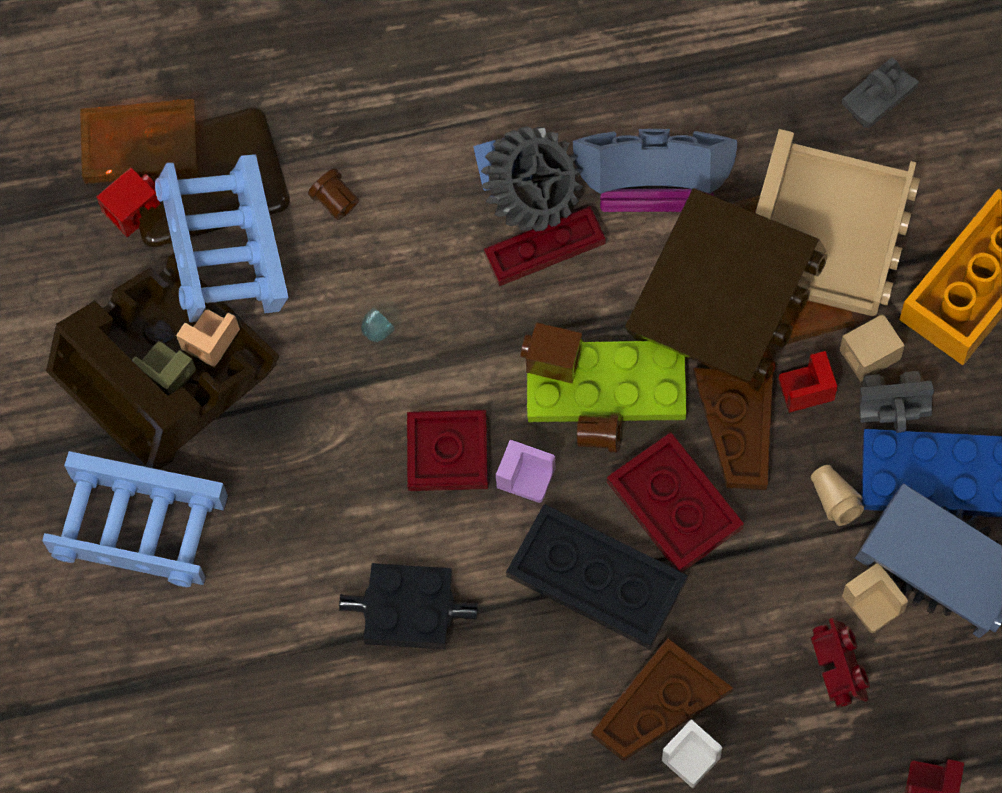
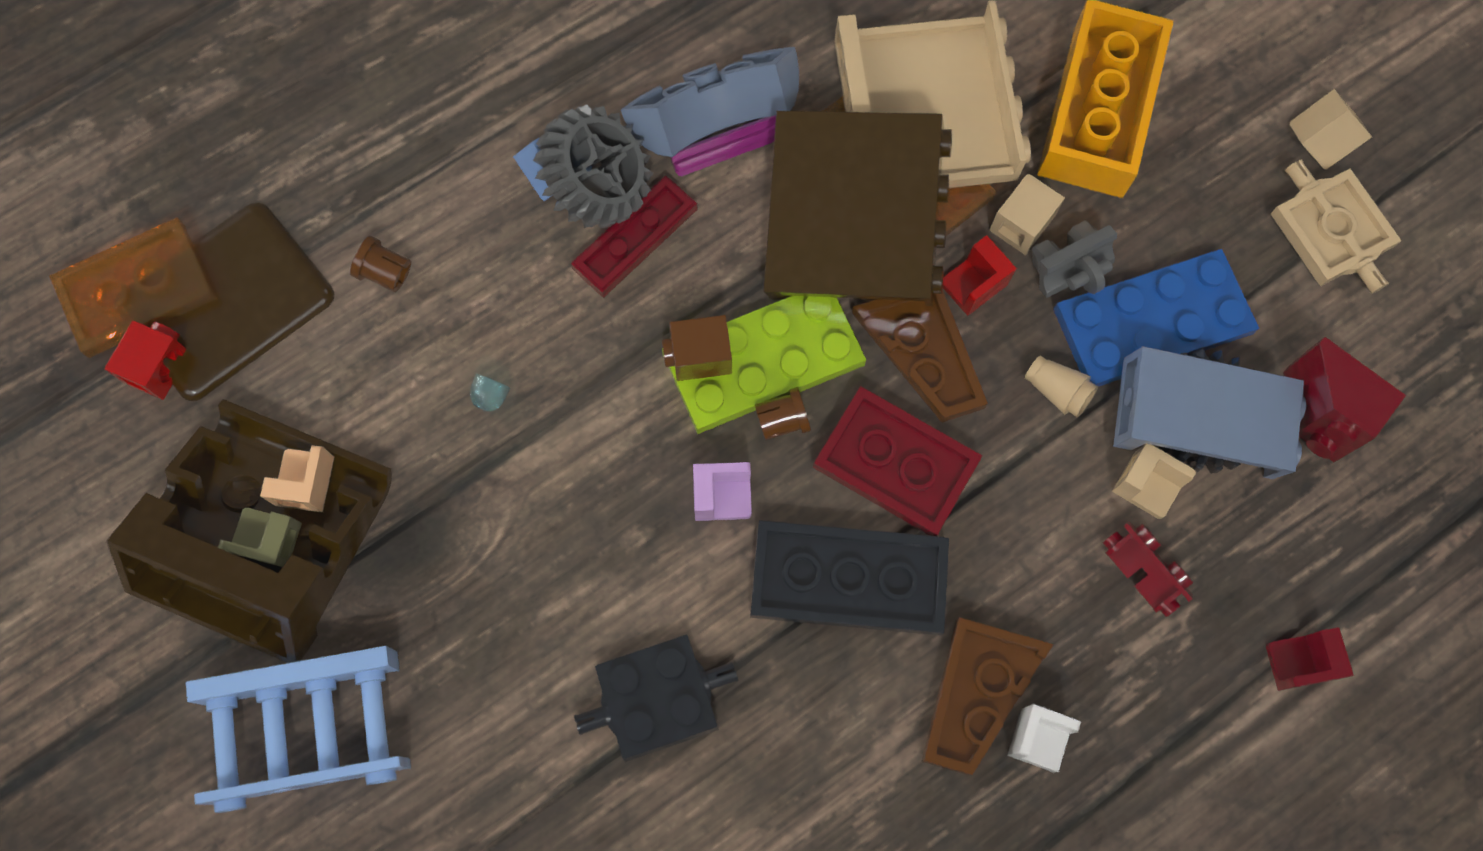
camera: 30 degrees left, 5 degrees up
(251, 215) = (295, 323): light blue fence -> none
(447, 450) = (624, 501): dark red tile -> none

